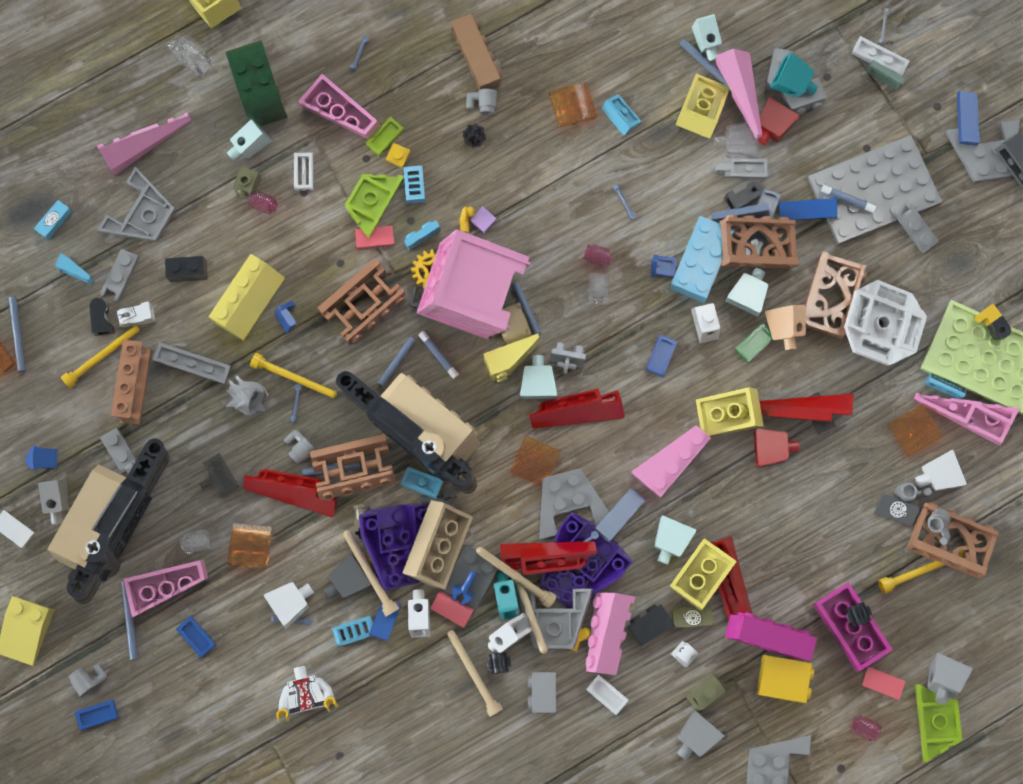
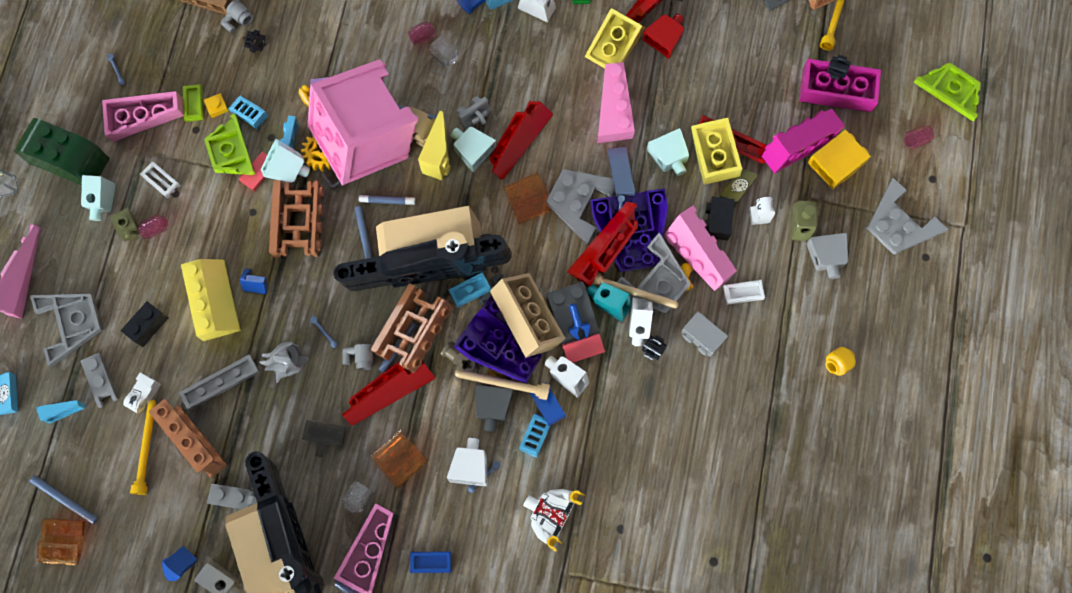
camera: 50 degrees left, 5 degrees down
(99, 318) = (111, 420): black leg -> none
(260, 362) = (268, 331): yellow piece -> none
(394, 253) = (284, 163): none -> light aqua torso
(492, 705) = (681, 380): tan piece -> none
(546, 597) = (635, 273): tan piece -> none
(661, 355) = (532, 53): tile -> none
(883, 683) = (895, 101): coral tile -> none
(946, 677) = (928, 55): light grey torso -> none

